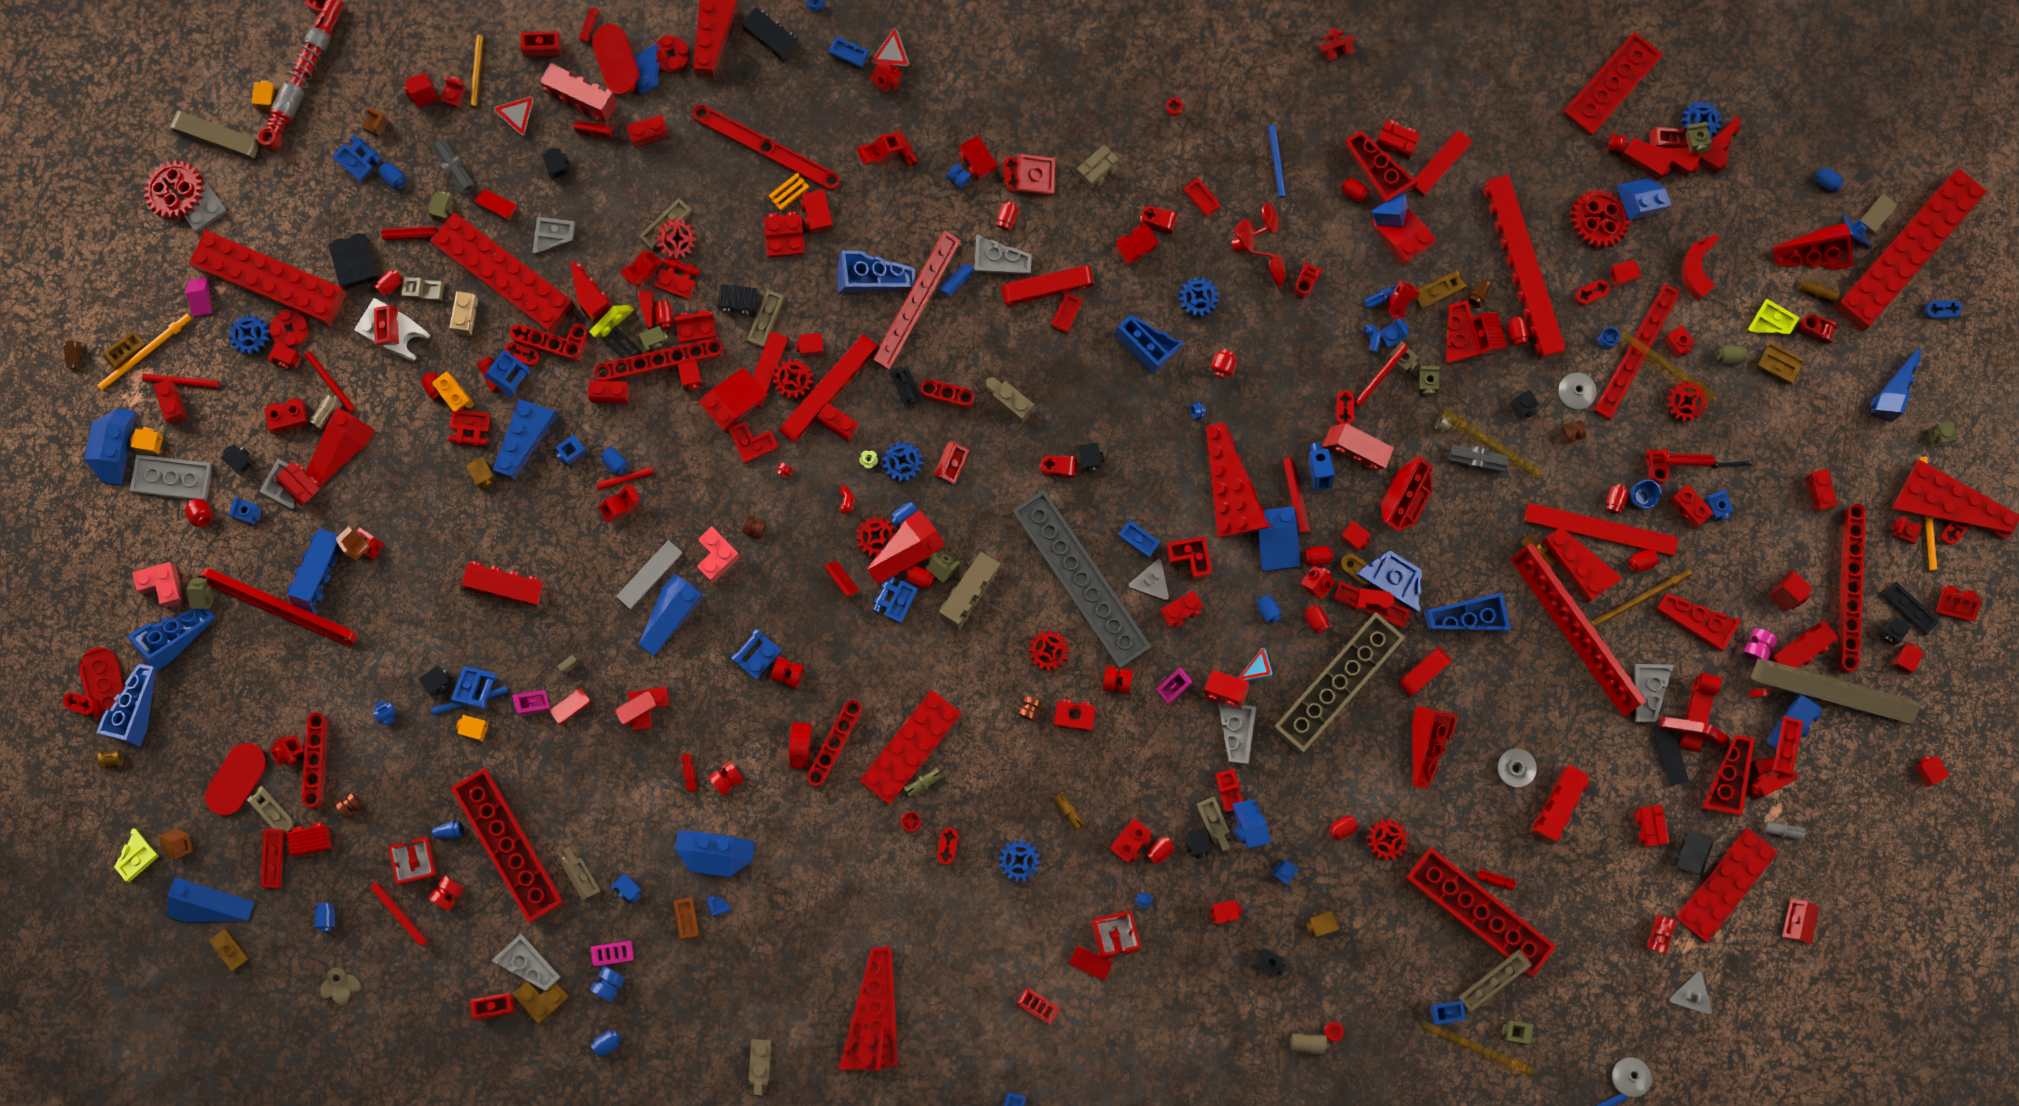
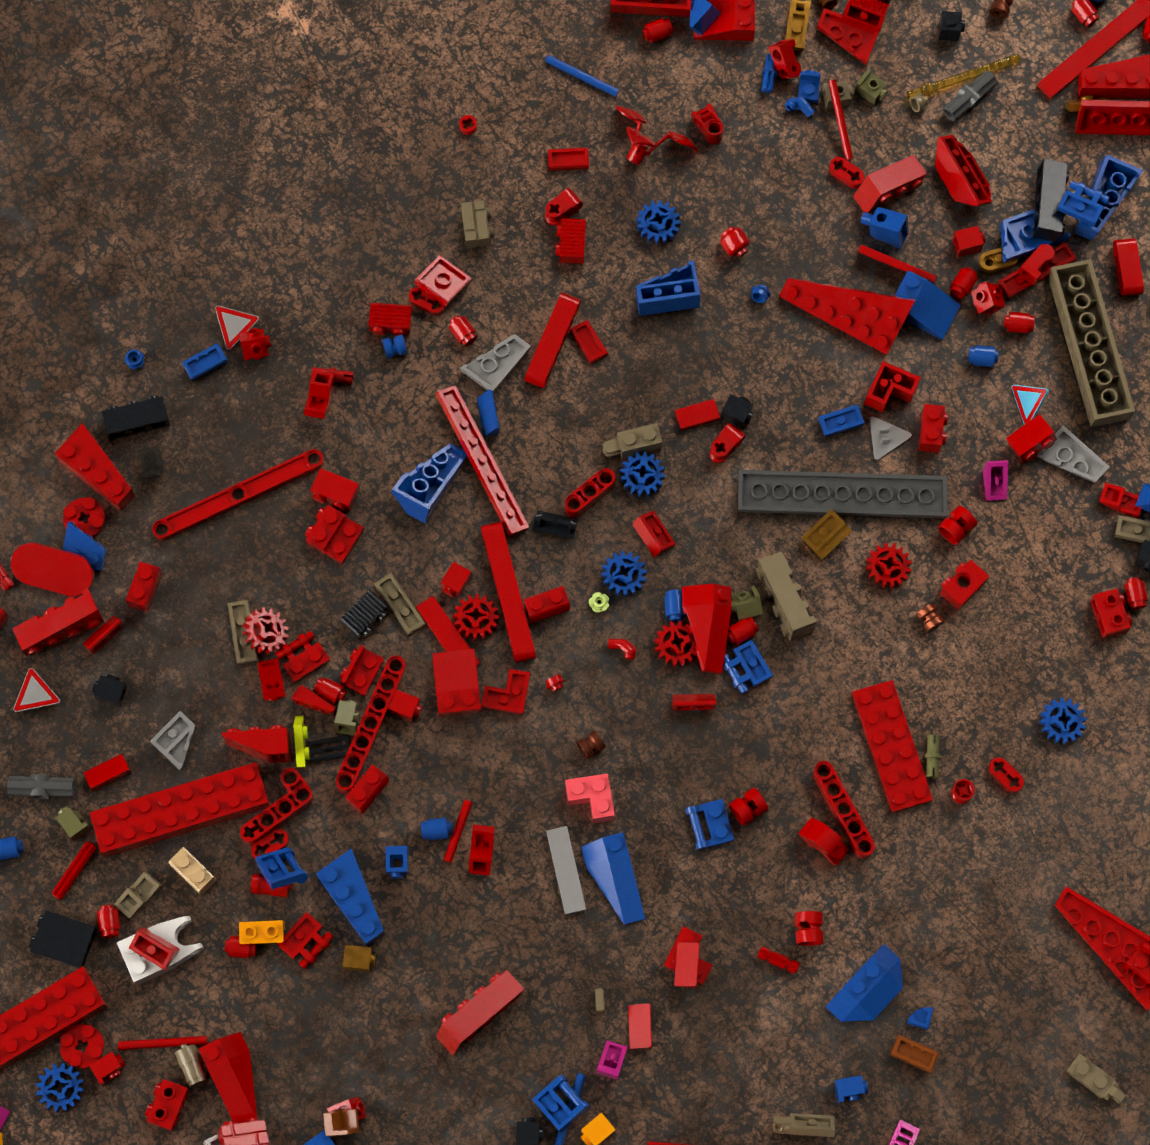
camera: 55 degrees left, 5 degrees down
(784, 186) = (294, 486): light orange tile -> none
(983, 426) = (633, 473): none -> blue gear
(1040, 588) = (826, 534): none -> pearl gold plate
(1067, 430) = (697, 414): none -> red tile
(1069, 811) = (1047, 648): pearl gold pin -> none
(1433, 575) = (1050, 189): none -> brick
(1439, 601) = (1080, 207): none -> blue plate

